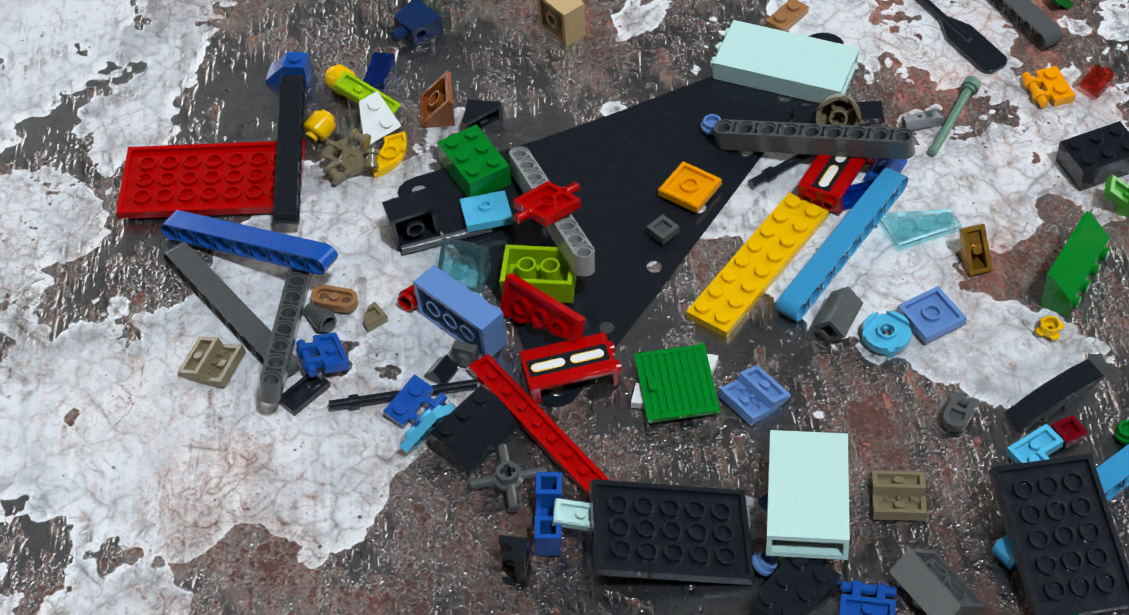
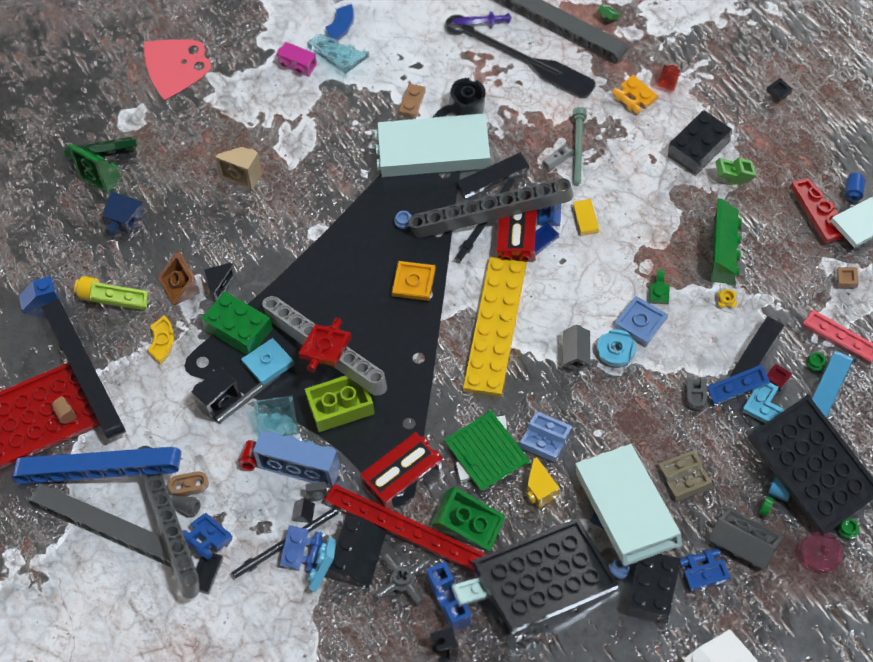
camera: 25 degrees left, 10 degrees up
(211, 362) = (118, 577): dark tan slope -> none
(247, 181) = (63, 410): none -> medium nougat brick
(319, 126) = (93, 337): yellow head -> none
(352, 158) = (136, 356): dark tan piece -> none
(374, 317) = (226, 486): dark tan tile -> none
(377, 118) = (137, 314): white wing -> none
(379, 69) = (112, 266): clear blue tile -> none
(533, 306) = (352, 432): red wing -> none
(616, 444) = (467, 519): none -> green slope
(662, 229) = (411, 325): dark grey plate -> none
(719, 441) = (541, 485): none -> yellow slope
(838, 110) = (498, 178): dark tan cylinder -> none
(841, 244) = (551, 288): dark azure beam -> none
(848, 26) = (467, 97): none -> black brick
(918, 227) = (595, 251): clear light blue wing -> none
(923, 189) = (586, 217): none -> yellow tile
(971, 294) = (659, 291): none -> green plate
(975, 249) = (647, 255): pearl gold slope -> none
(981, 563) = (766, 506): none -> green tile
(1014, 419) = (738, 384): none -> blue plate

